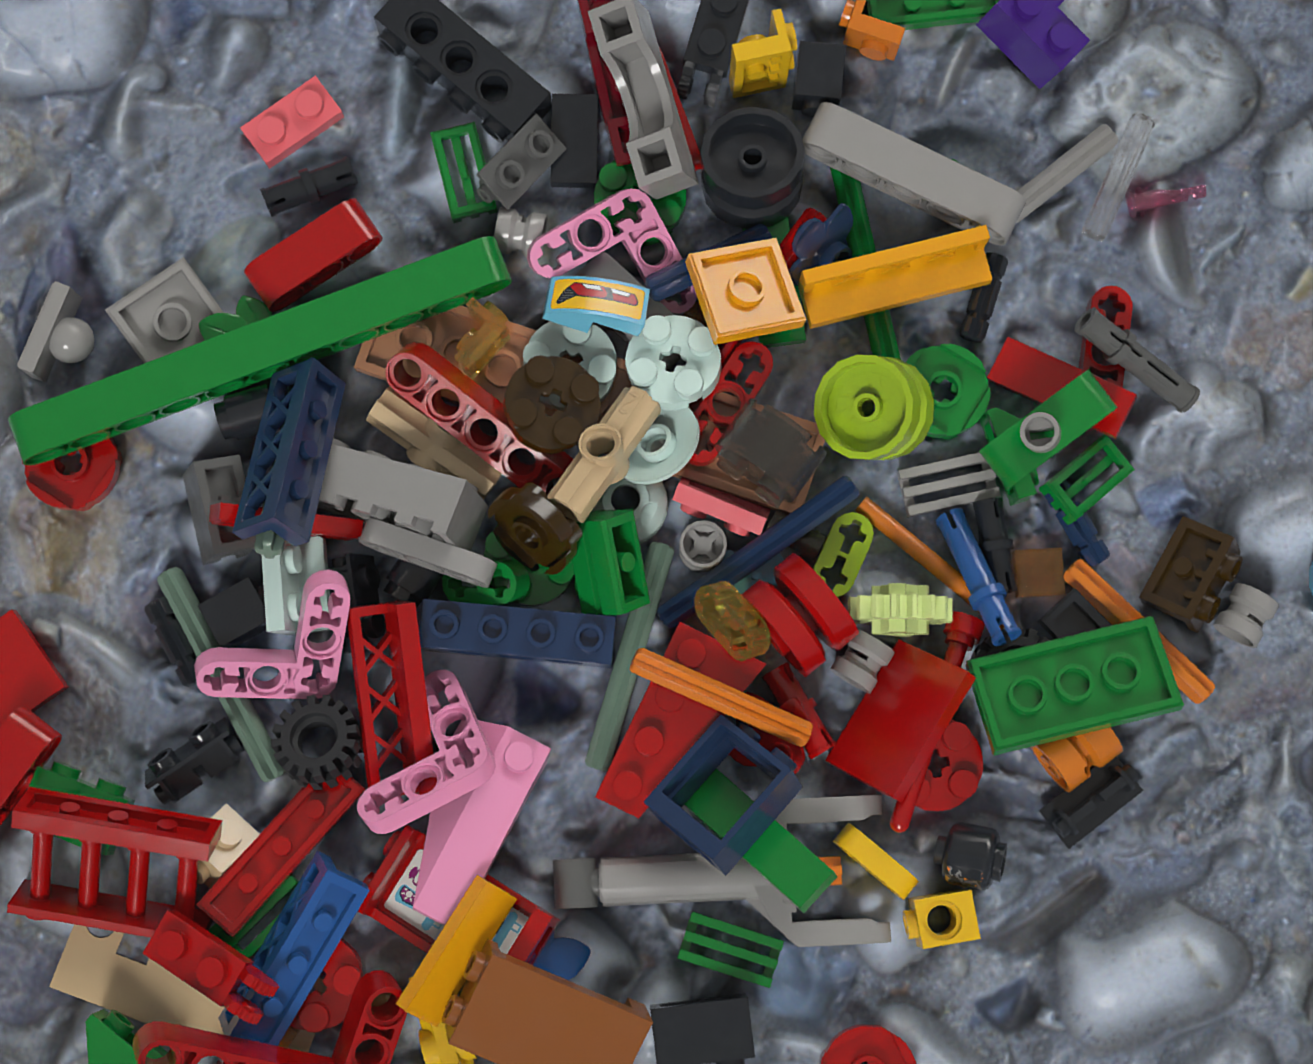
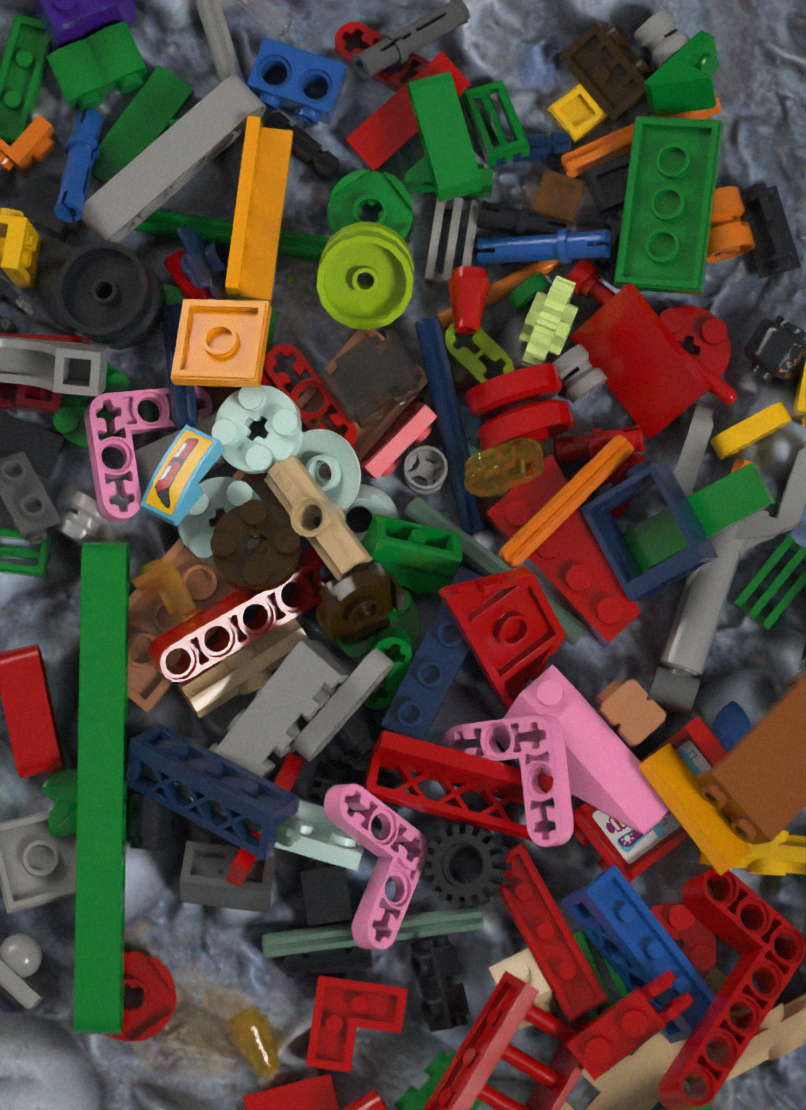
camera: 65 degrees left, 0 degrees up
(70, 599) = (254, 1040): none -> clear yellow cone
(132, 673) = (340, 1009): none -> red plate
(531, 843) = (629, 712): none -> nougat brick
(569, 685) = (506, 628): none -> red wing
(885, 85) = (82, 153): none -> blue pin
(895, 519) = (468, 296): none -> red cone
(921, 574) = (525, 293): none -> green tile
(957, 137) = (141, 122): none -> green tile
(978, 69) = (98, 67): none -> green brick
(1040, 423) = (440, 140): light grey hinge -> none
(1057, 267) = (302, 71): none -> blue brick
(1132, 558) = (577, 113): none -> yellow tile
(1214, 652) = (685, 79): none -> green slope

